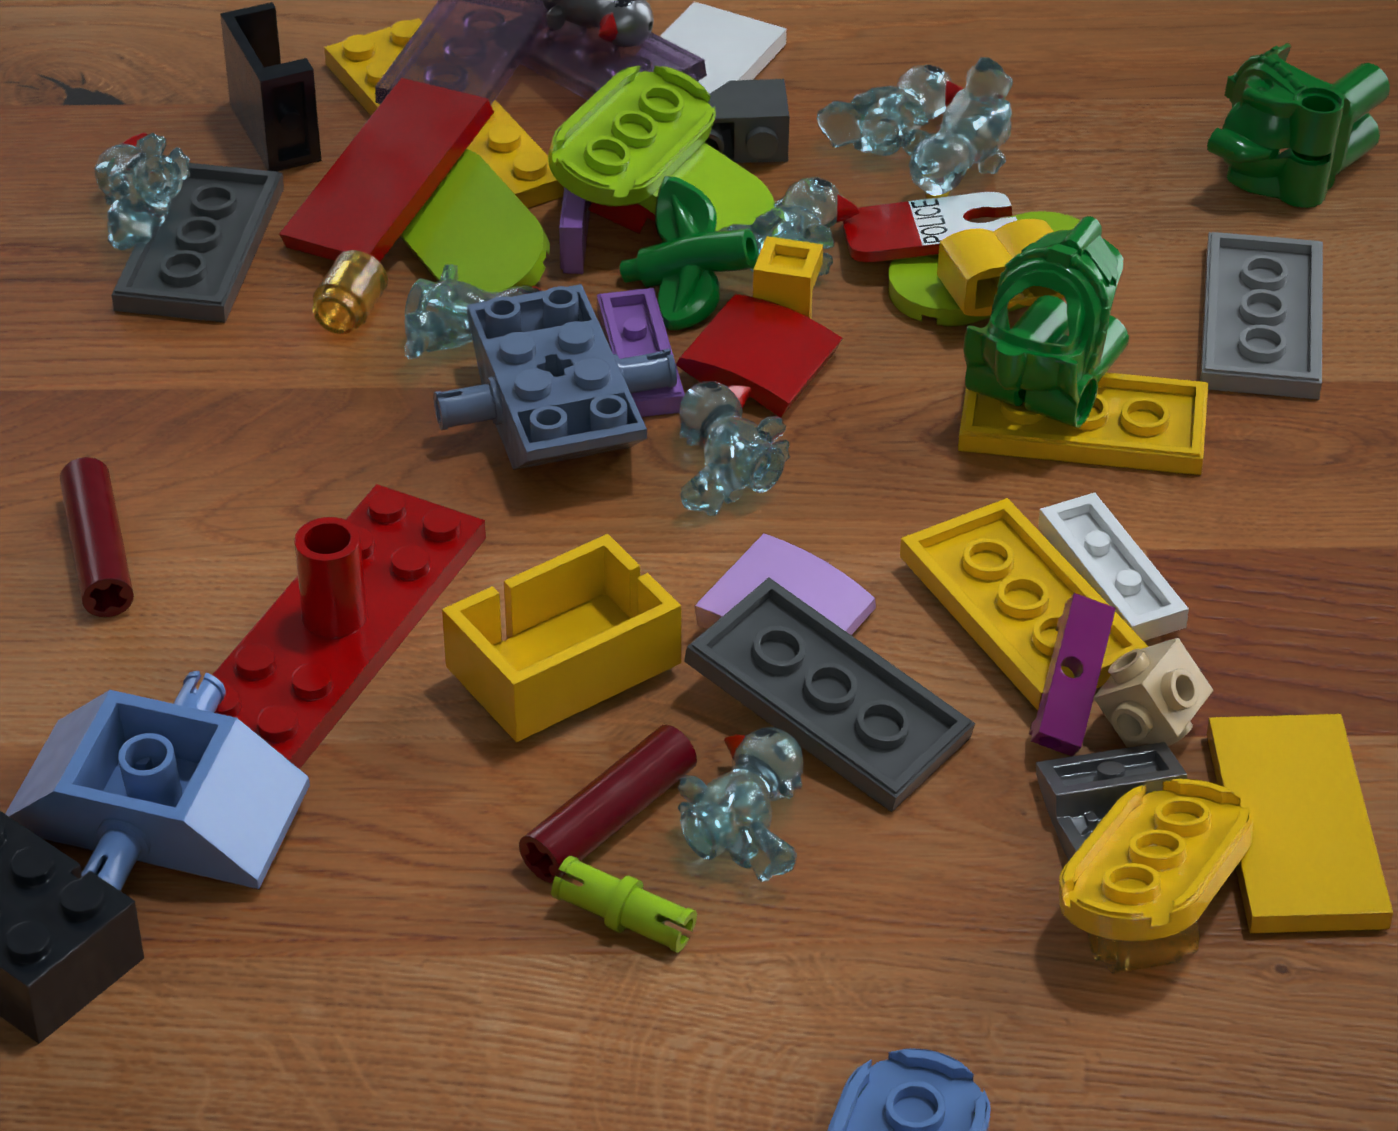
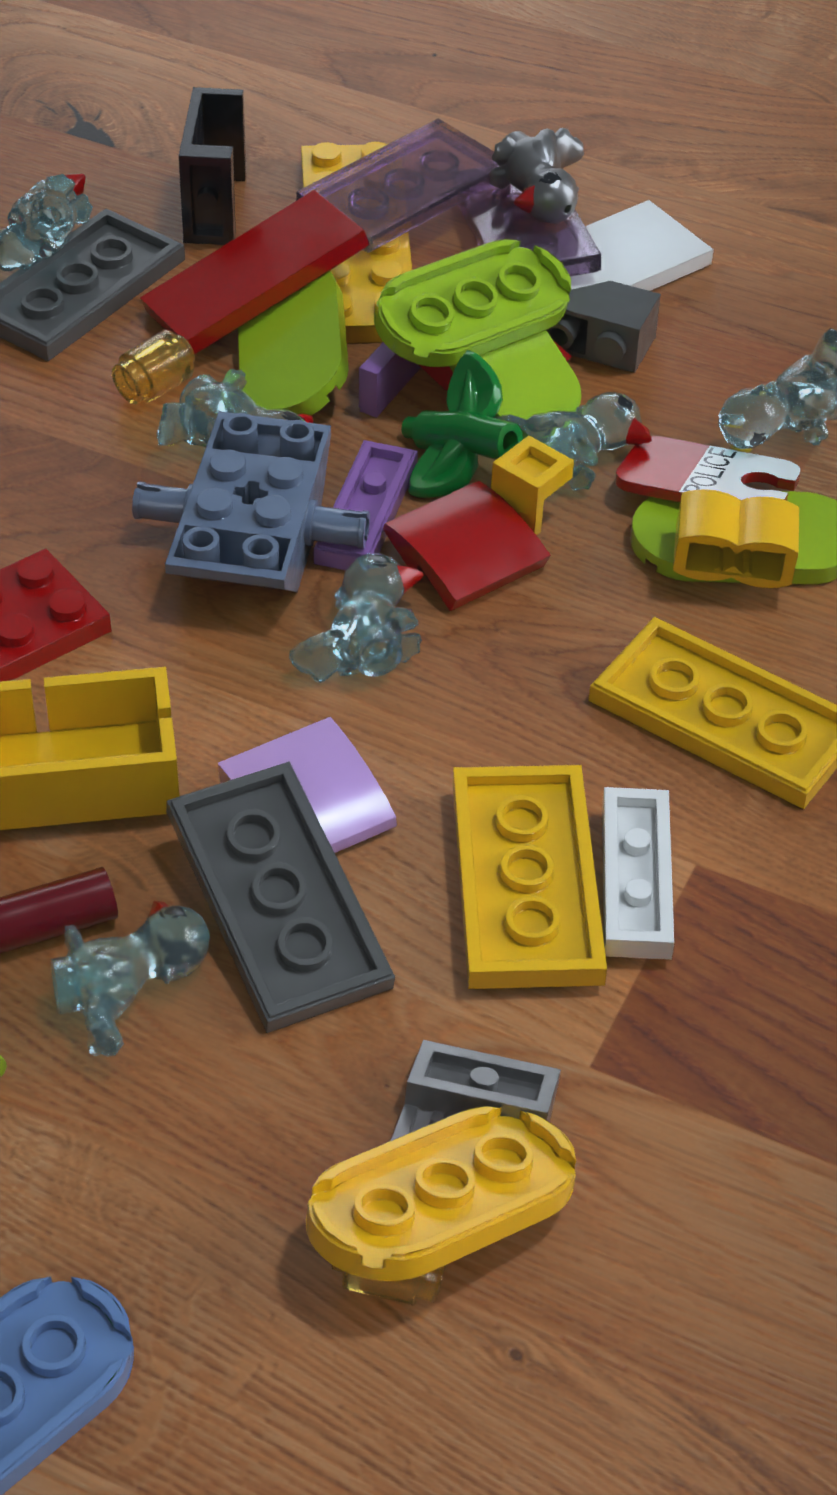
camera: 25 degrees right, 5 degrees up
(890, 115) = (742, 357): clear light blue animal -> none
(1036, 357) = (722, 638): green helmet -> none
(1067, 700) = (487, 990): magenta piece -> none
(1153, 694) = (570, 1018): tan brick -> none
(1311, 832) = (635, 1212): yellow tile -> none

